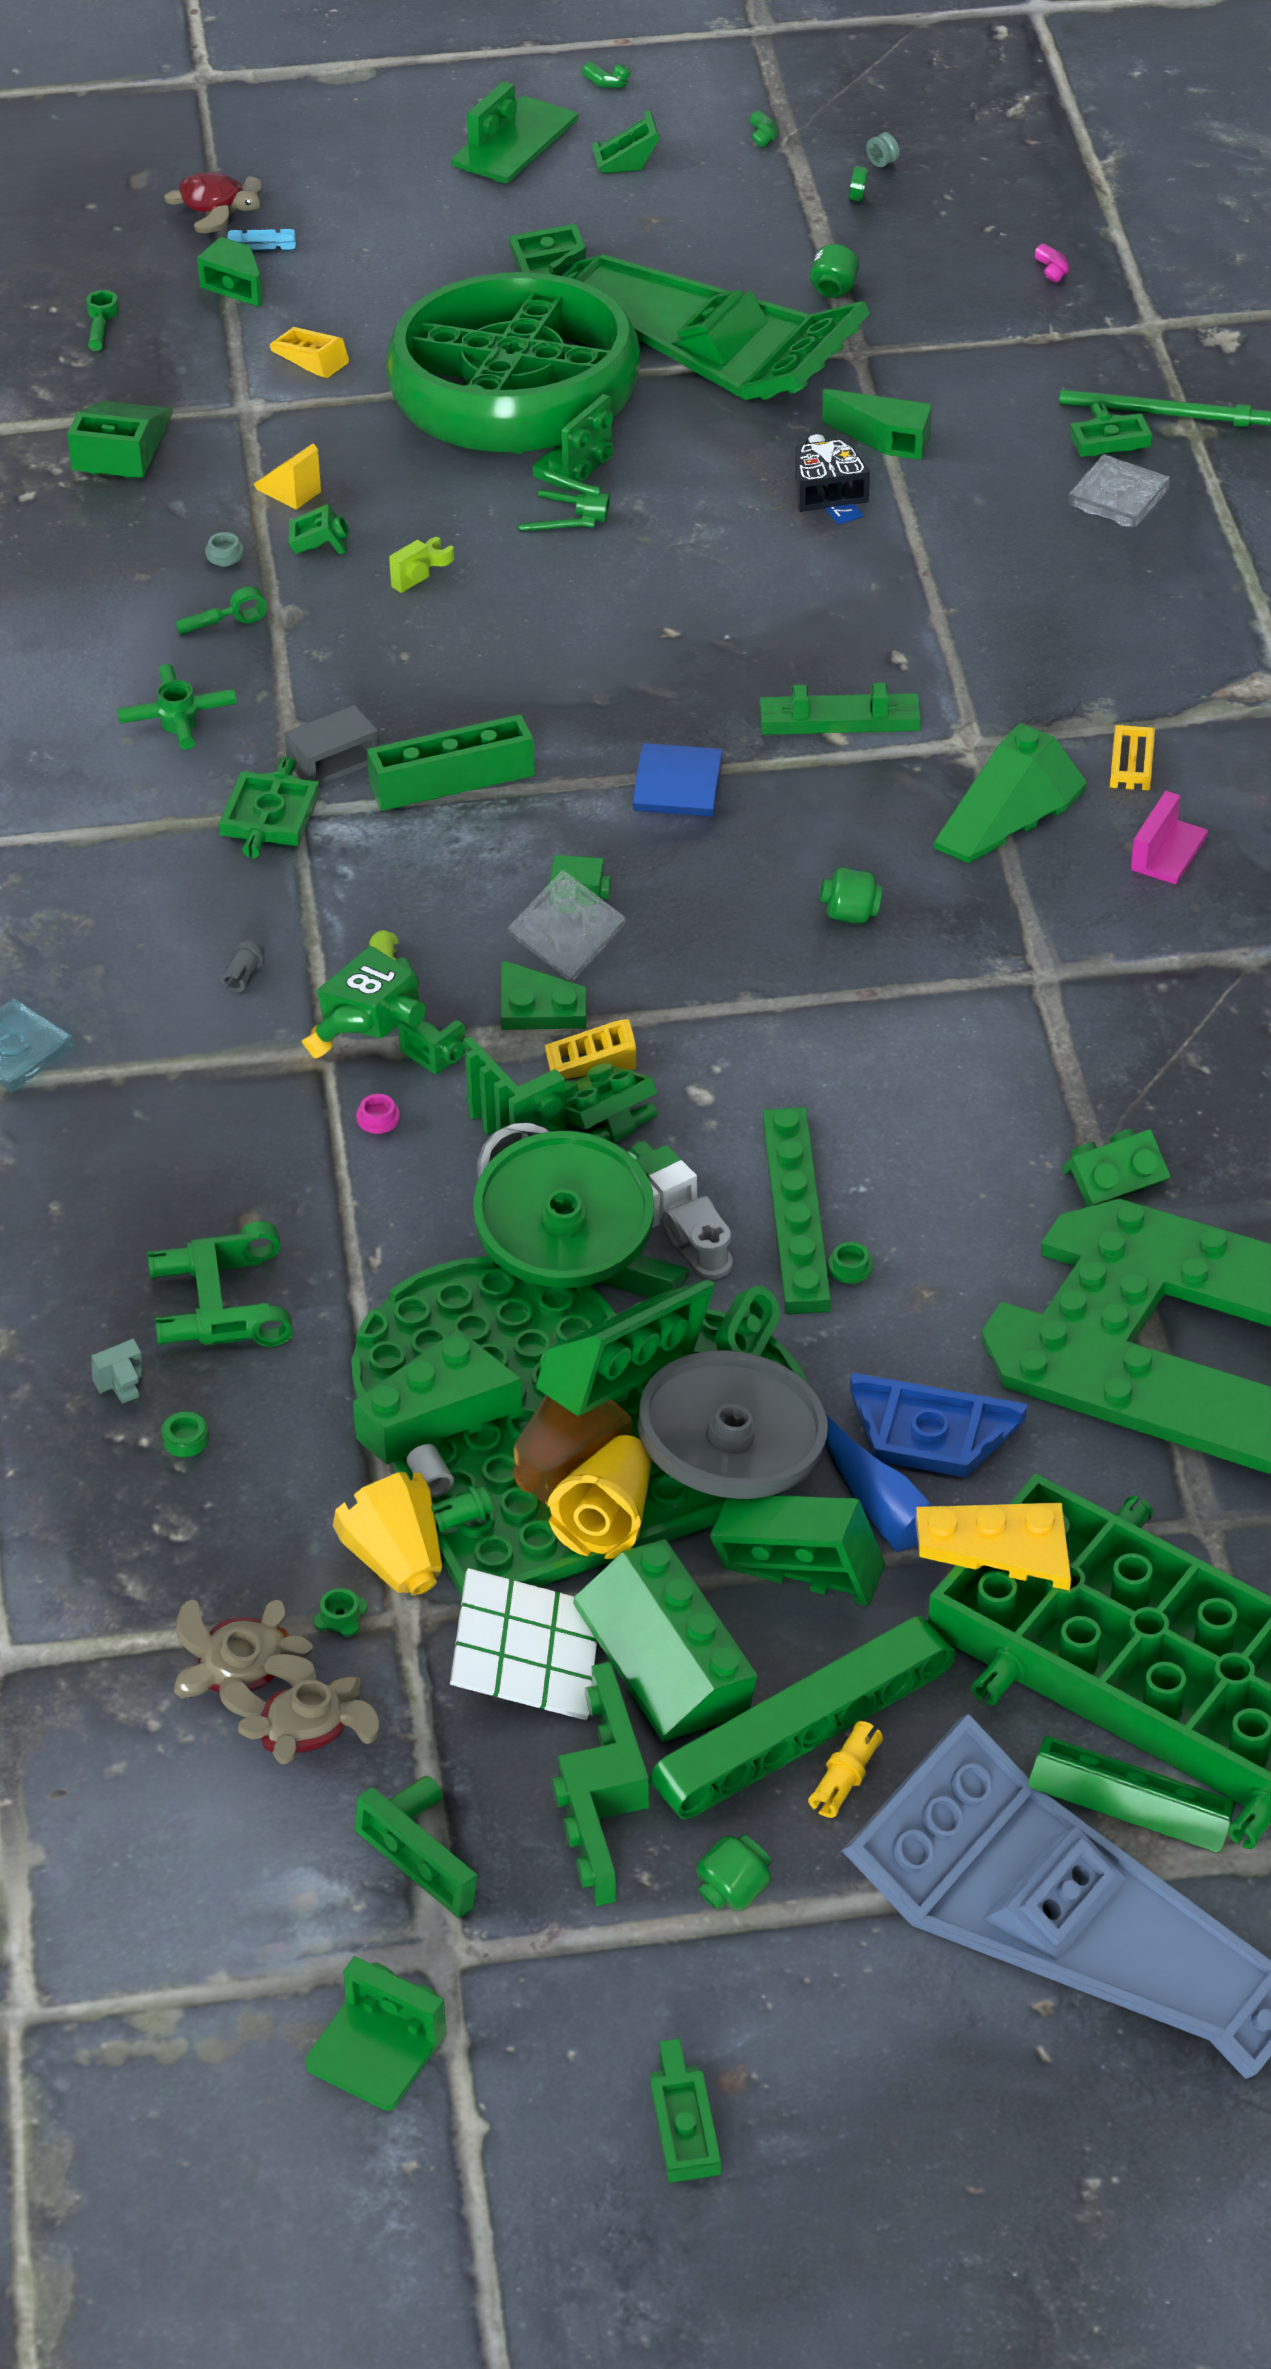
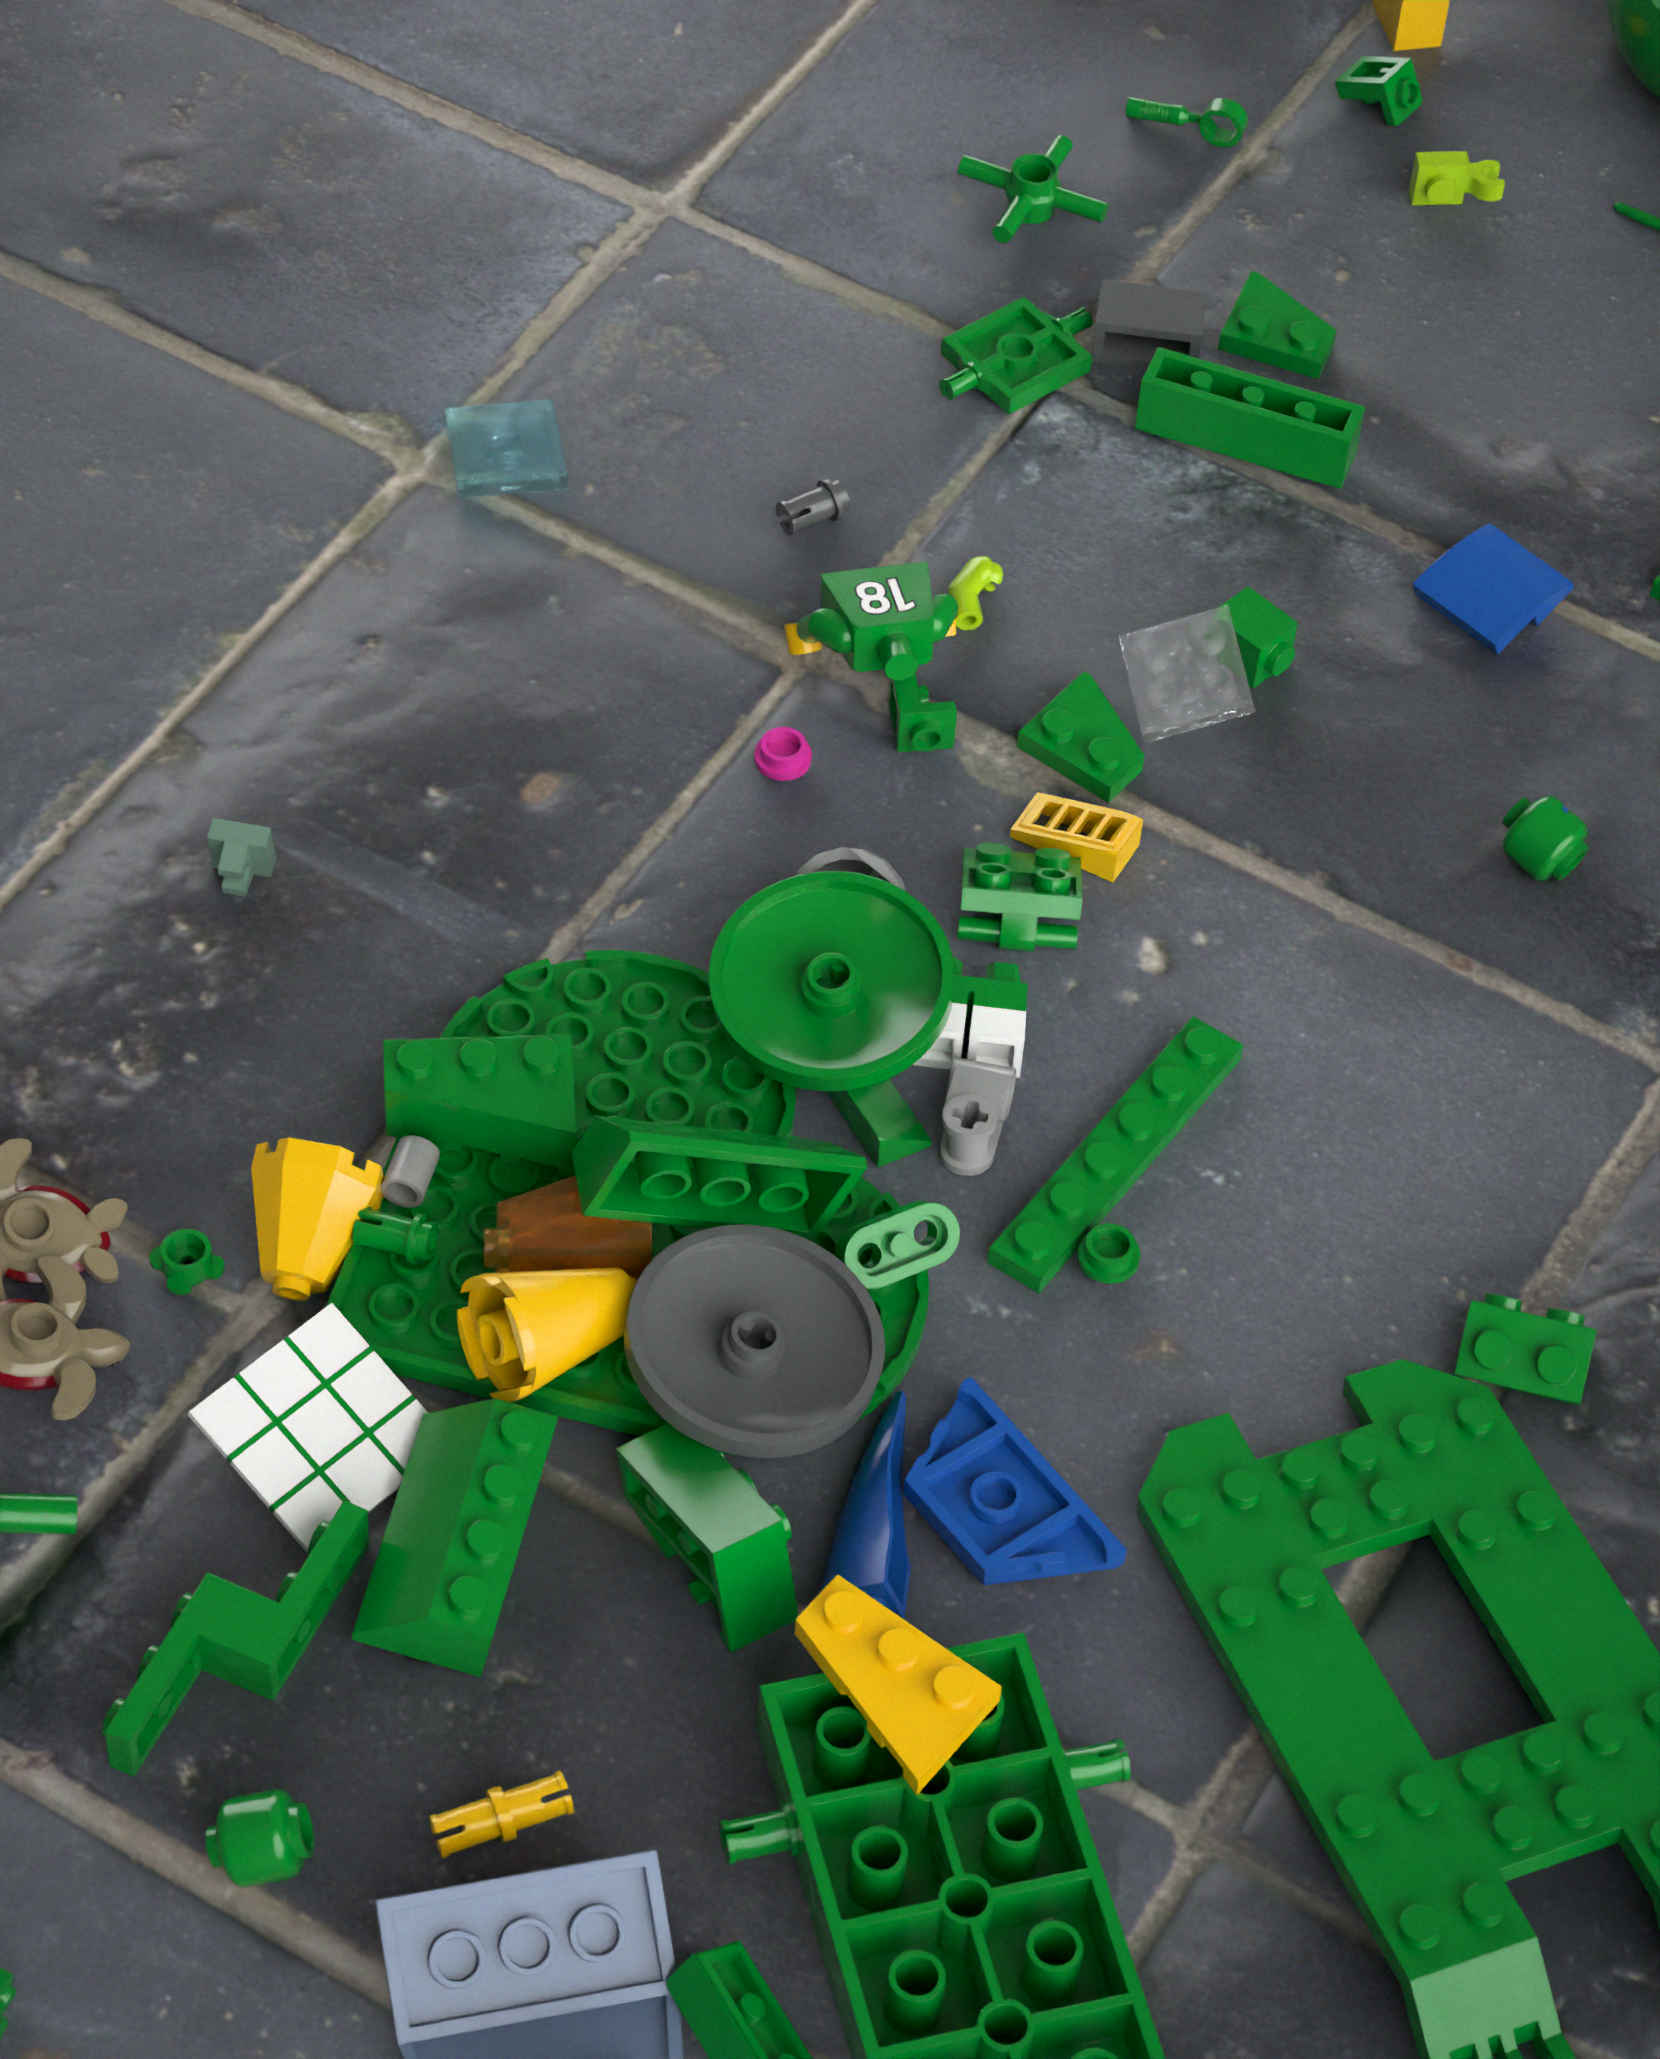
camera: 35 degrees right, 5 degrees up
(185, 1434) = (242, 966): green tile -> none
(211, 1321) = (437, 800): green connector -> none
(224, 549) = (1263, 49): sand green plate -> none
(402, 707) = (1276, 329): none -> green wing
(503, 1103) = (921, 846): green plate -> none
(801, 1717) = (519, 1722): green beam -> none

